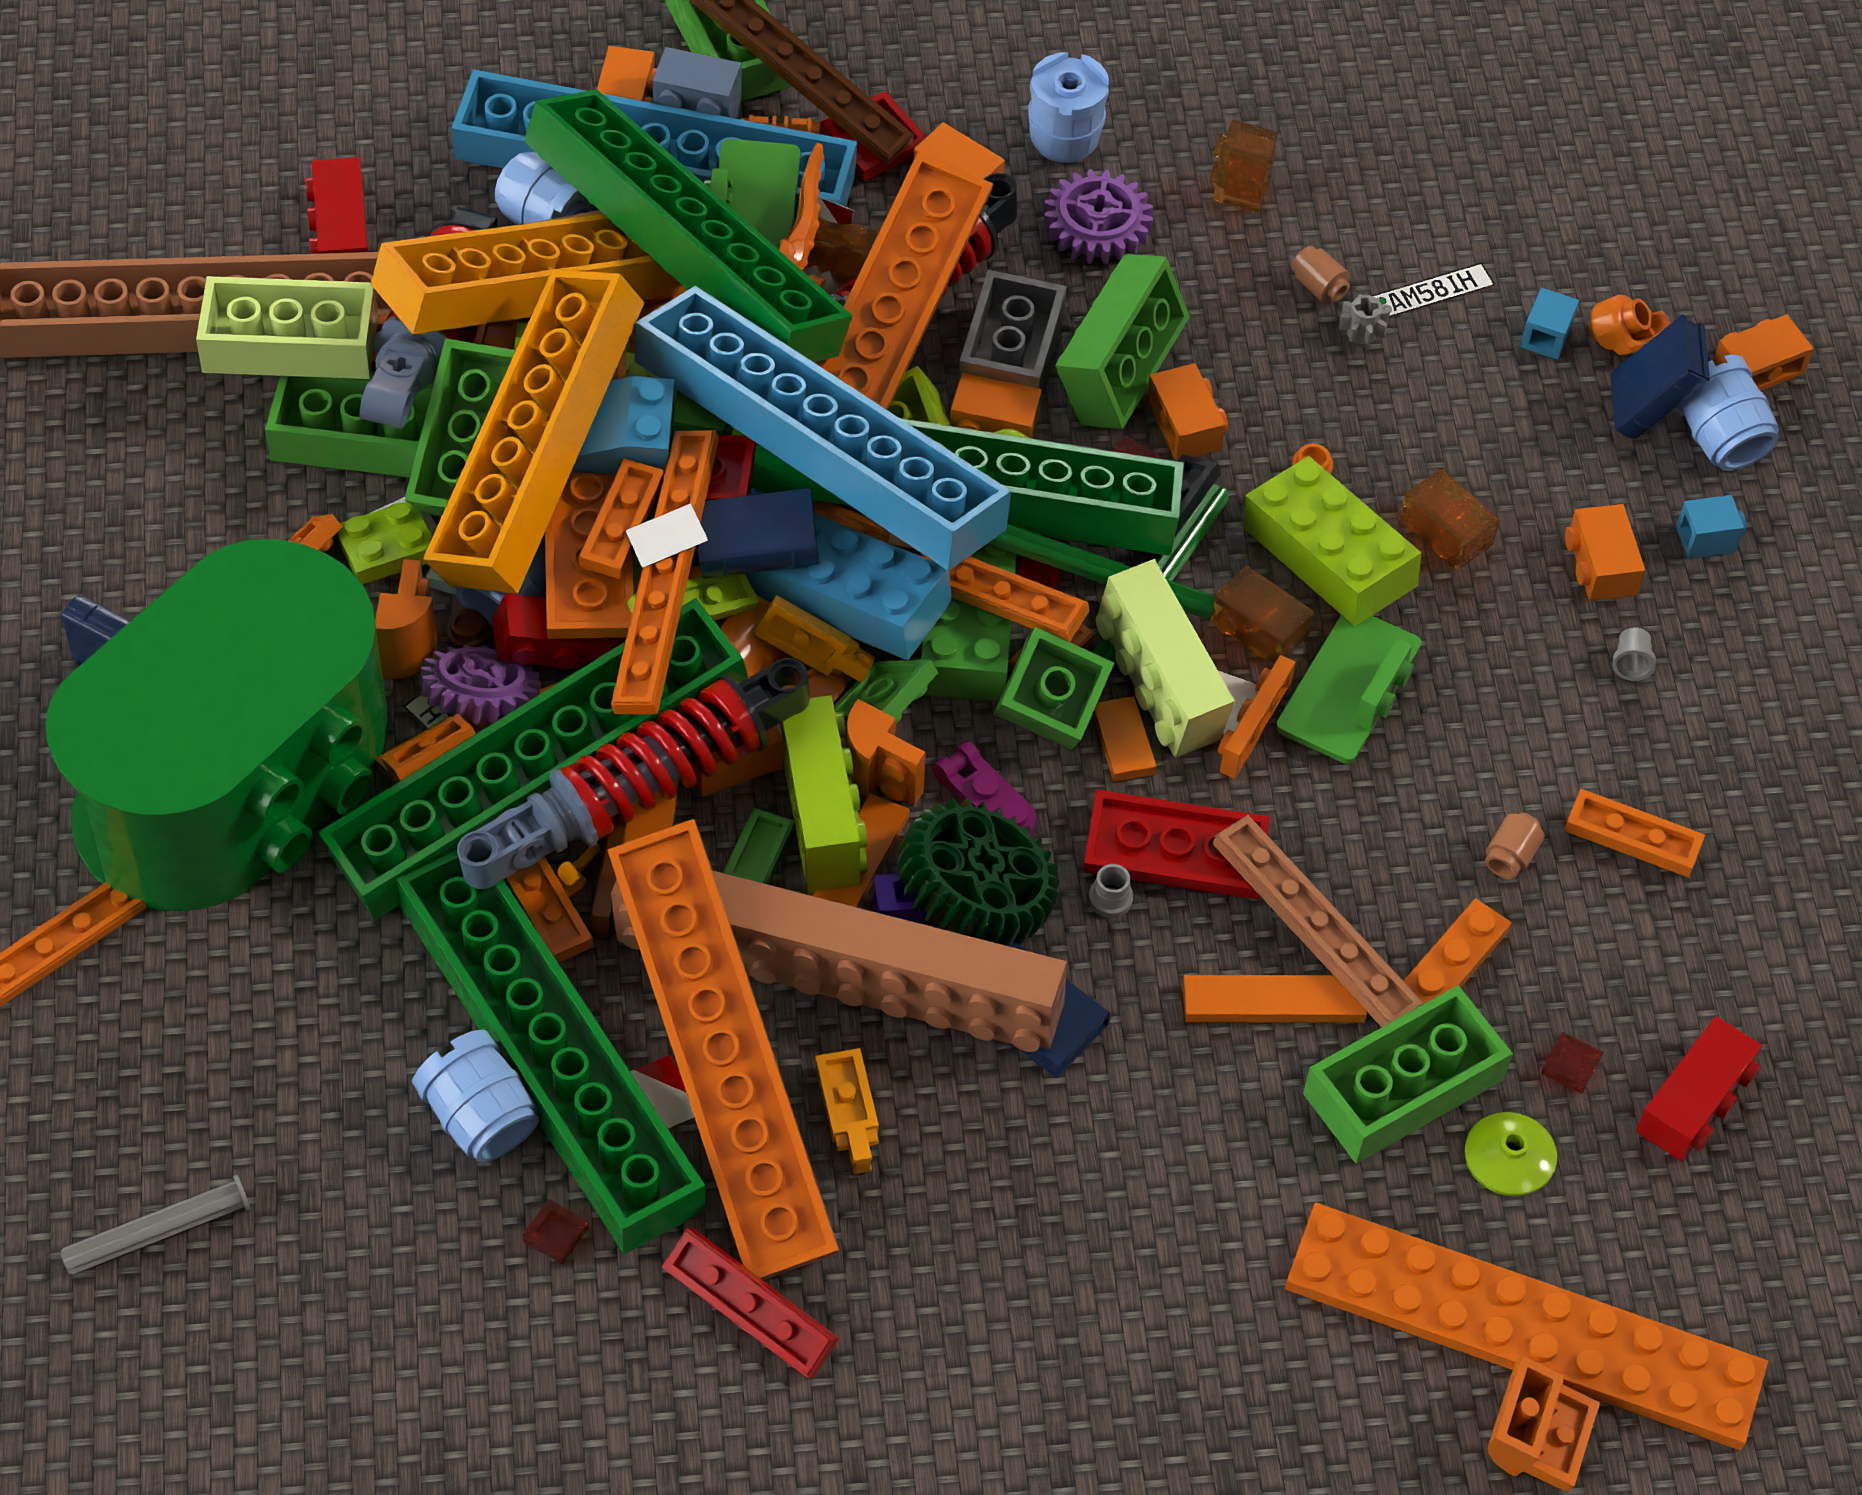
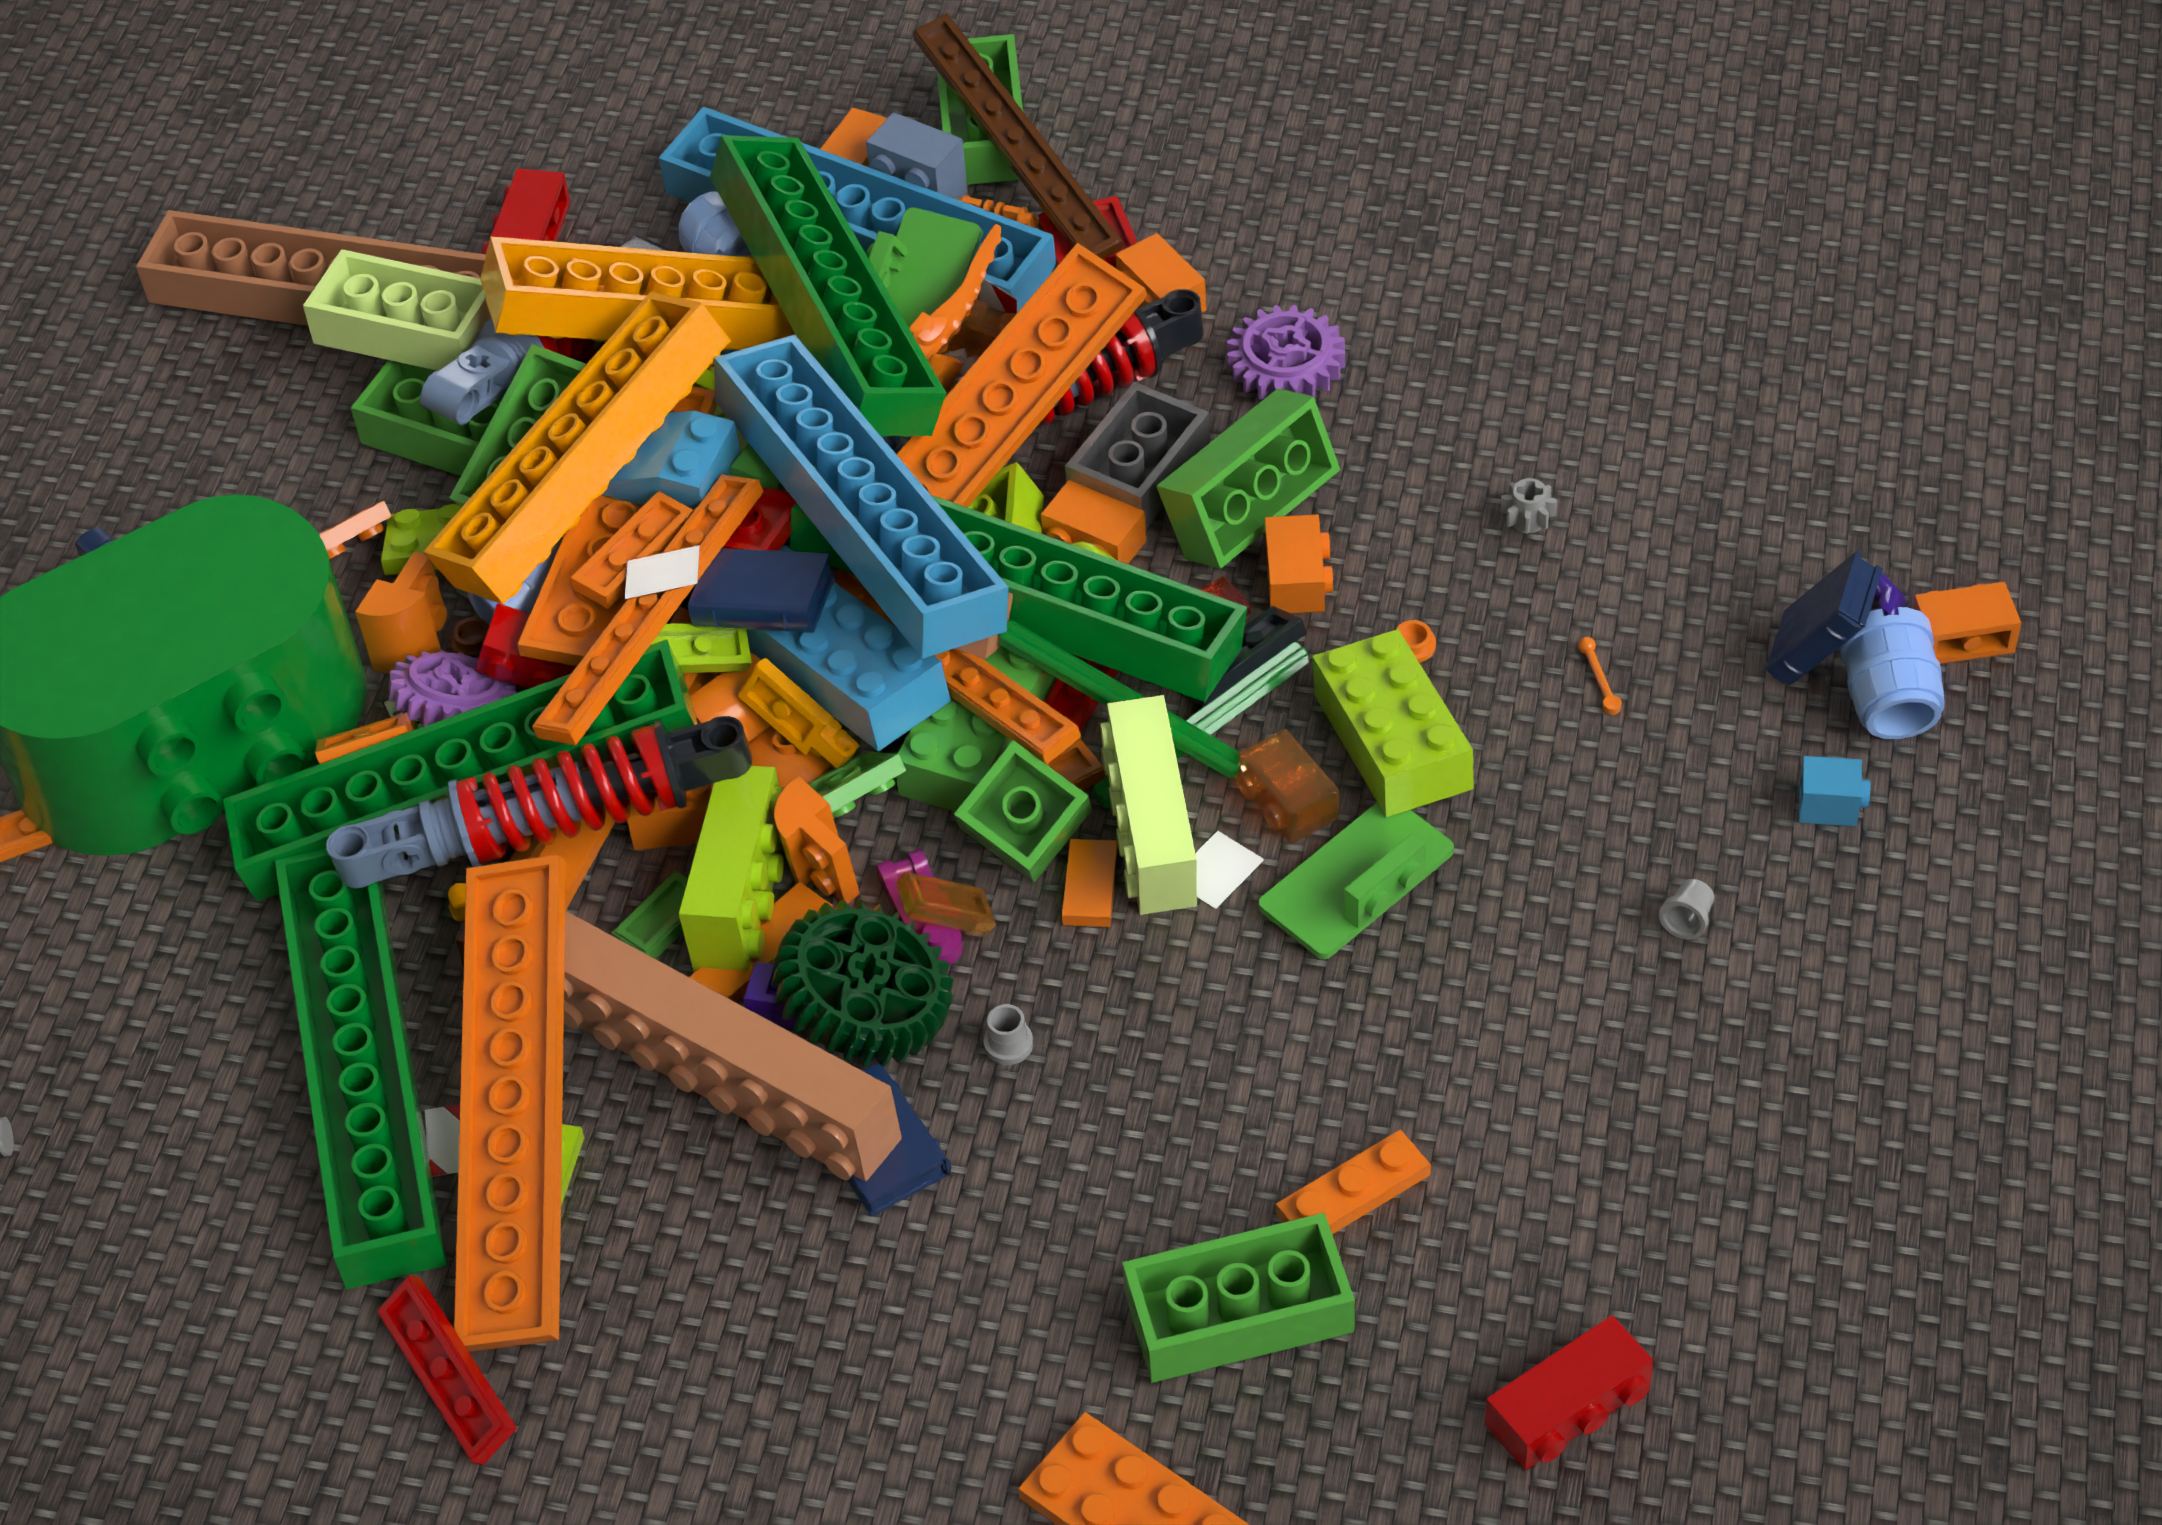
camera: 25 degrees right, 5 degrees down
(477, 1097) = (261, 1092): light blue piece -> none
(550, 910) = (425, 924): orange plate -> none
(555, 1231) = (290, 1249): clear red tile -> none
(849, 1105) = (636, 1192): light orange hinge -> none
(1015, 785) = (945, 903): none -> clear orange tile
(1067, 106) = (1289, 238): light blue piece -> none
(1165, 842) = (1099, 1002): red plate -> none
(1244, 165) = (1457, 327): clear orange brick -> none
(1255, 716) = (1238, 888): orange plate -> none
(1269, 999) = (1136, 1186): orange tile -> none
(1316, 921) = (1207, 1111): nougat tile -> none
(1321, 274) = (1501, 452): nougat brick -> none
(1435, 289) = (1623, 492): sticker -> none
(1449, 519) = (1536, 727): clear orange brick -> none
(1497, 484) = (1611, 703): none -> orange hinge
(1508, 1170) = (1331, 1434): lime dish -> none
(1514, 845) = (1467, 1082): nougat brick -> none
(1549, 323) = (1734, 545): dark azure brick -> none
(1572, 1063) = (1439, 1332): clear red tile -> none
(1605, 552) = (1698, 794): orange brick -> none
(1625, 324) = (1810, 555): orange head -> none
(1634, 832) = (1610, 1099): orange plate -> none

